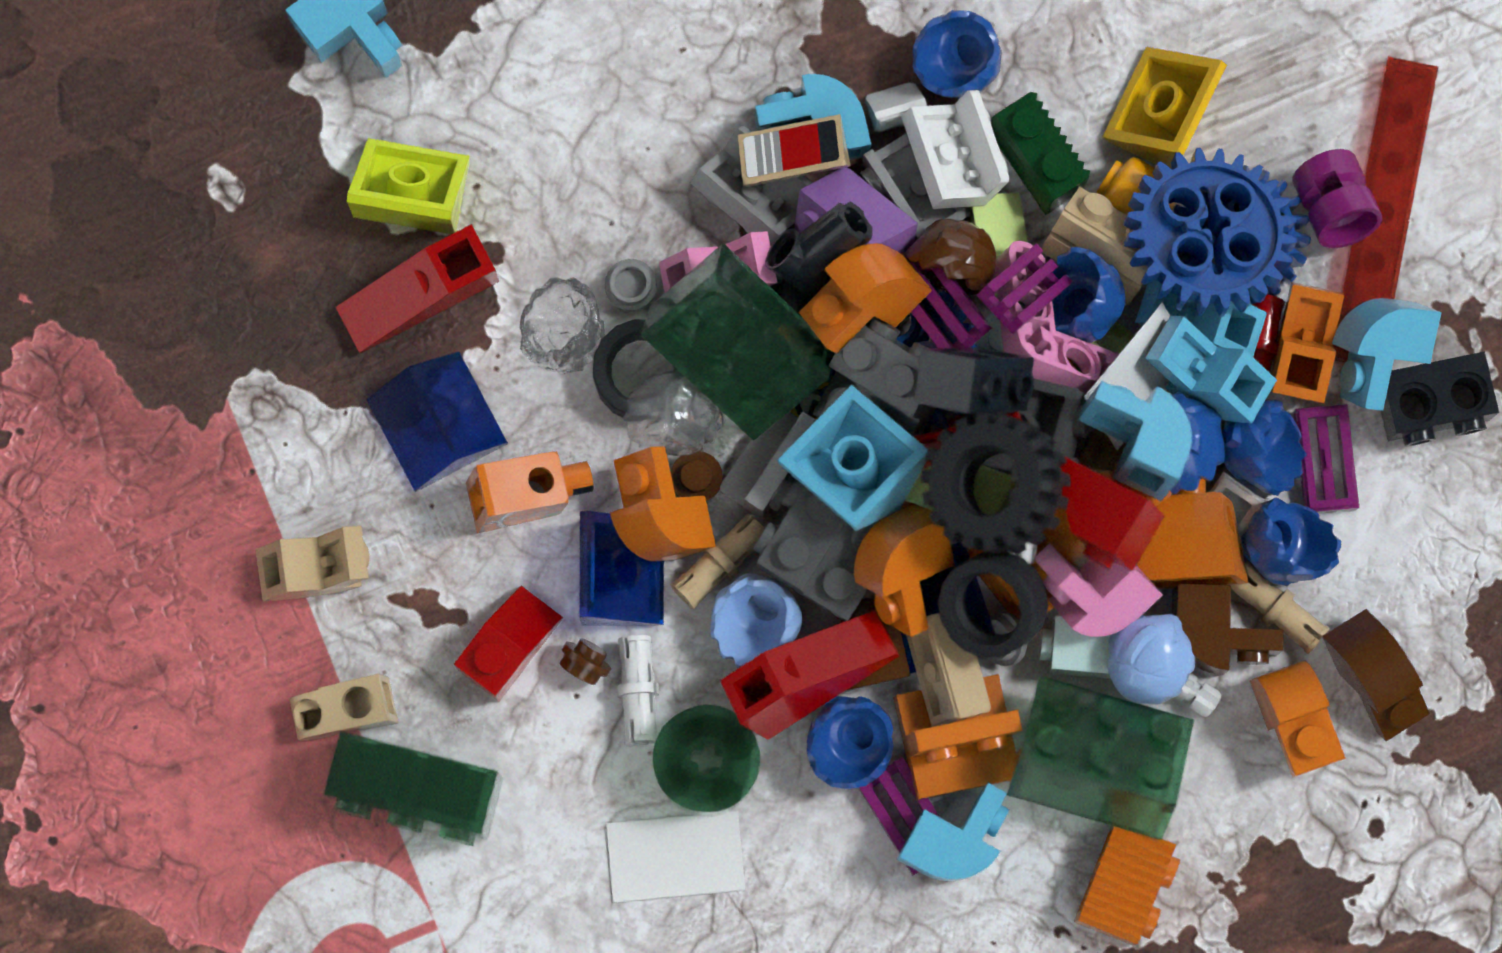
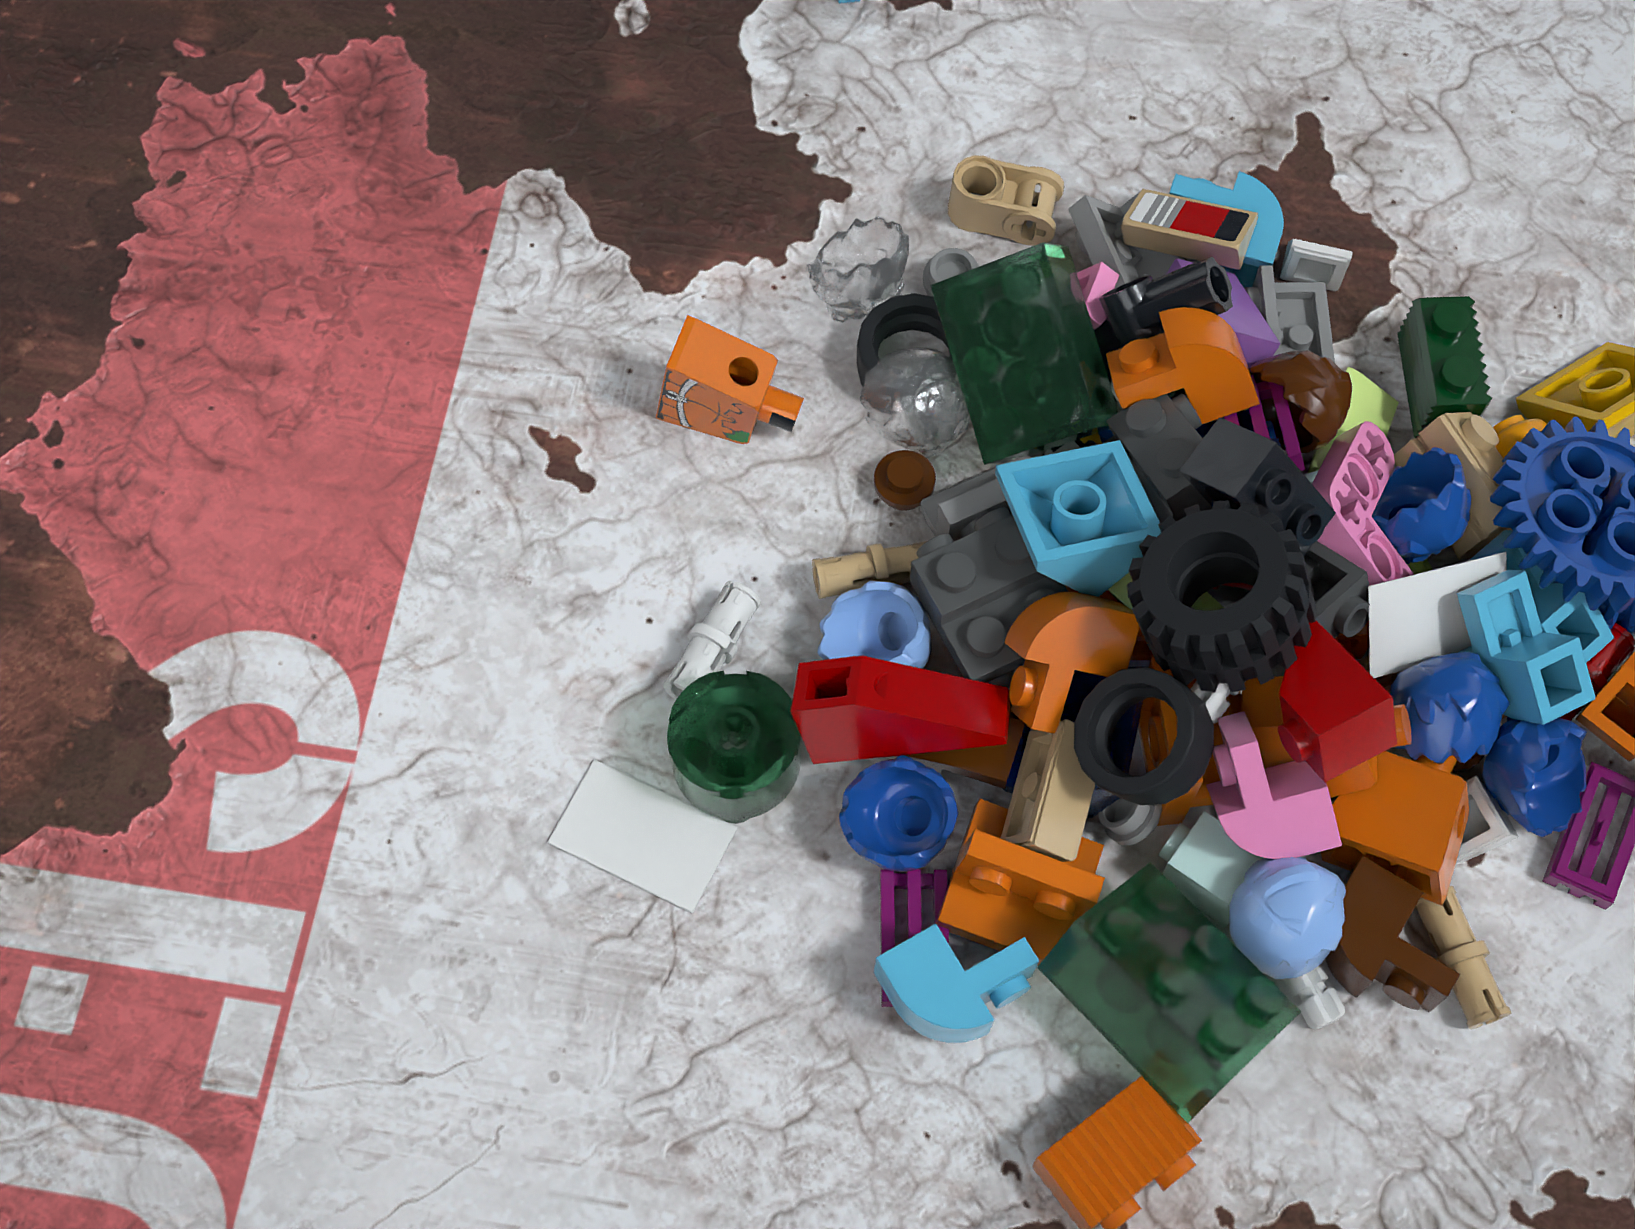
camera: 35 degrees right, 15 degrees down
(313, 565) = (474, 348): tan brick -> none
(344, 708) = (414, 492): tan leg -> none
(409, 186) = (792, 90): neon yellow slope -> none
(413, 788) = (419, 593): clear green brick -> none
(418, 289) = (753, 166): red slope -> none
(436, 419) = (679, 274): clear blue slope -> none
(507, 642) = (610, 523): red slope -> none
(585, 661) = (677, 584): reddish brown plate -> none
(614, 581) = (767, 515): clear blue slope -> none
(638, 194) = (1005, 200): none -> tan piece
(653, 519) = (833, 480): orange brick -> none
(956, 152) = (1358, 315): white bracket -> none
(957, 54) = (1408, 237): blue hair -> none
(1041, 273) = (1359, 441): magenta tile -> none
(1154, 435) = (1426, 651): medium azure brick -> none
(1290, 543) = (1514, 890): blue hair -> none
(1297, 710) = (1428, 1075): orange brick -> none
(1379, 672) = (1553, 1094): reddish brown brick -> none

